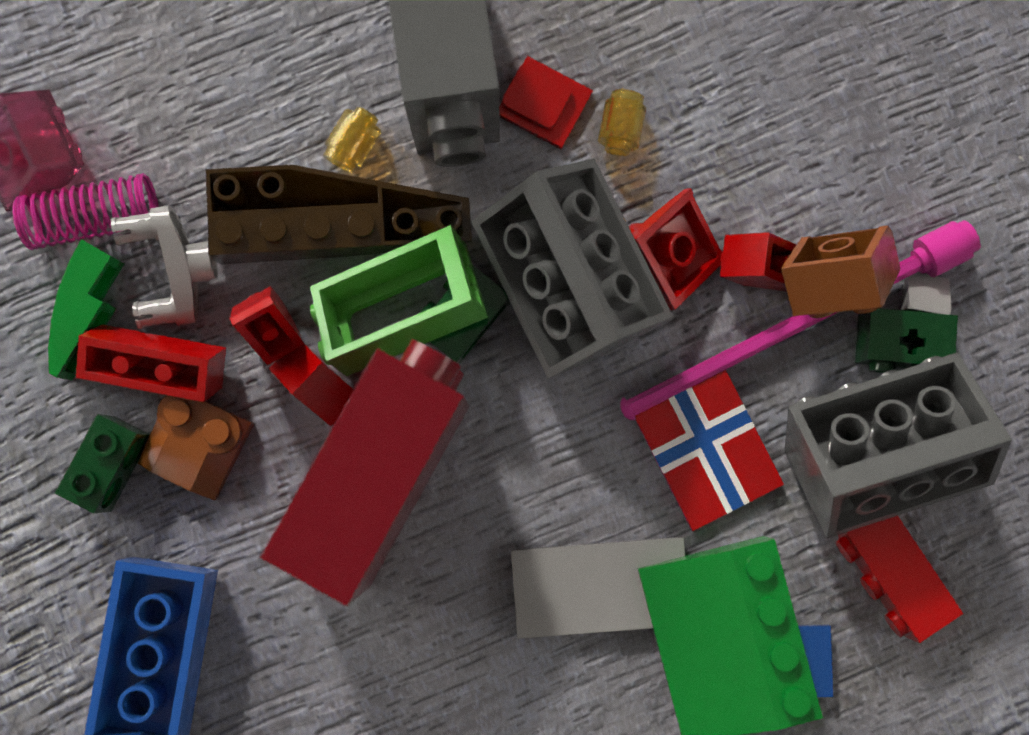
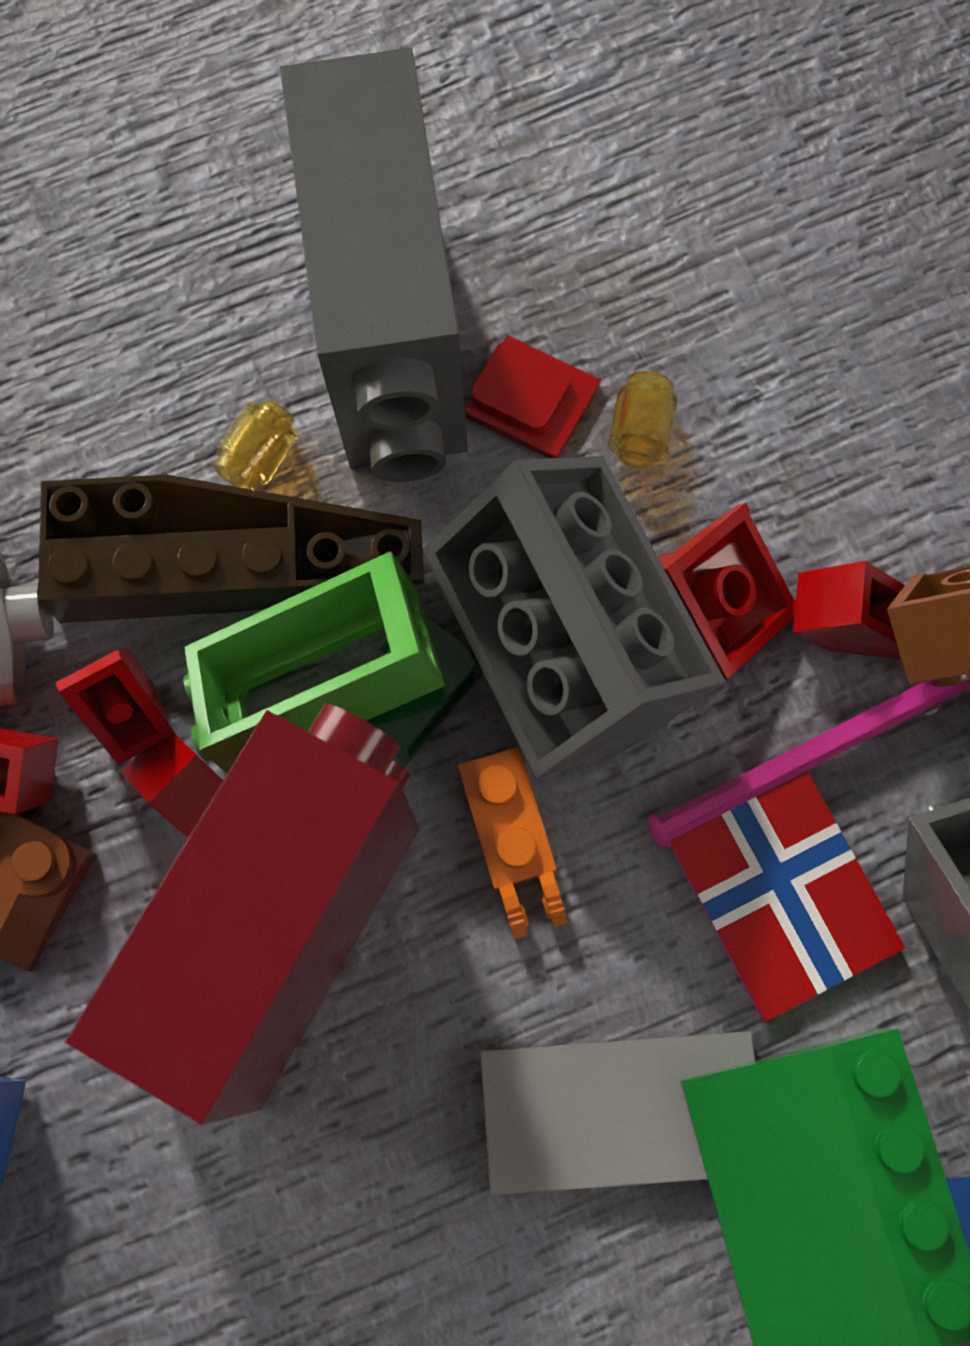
camera: 10 degrees right, 10 degrees down
(530, 410) = (511, 834): none -> orange hinge

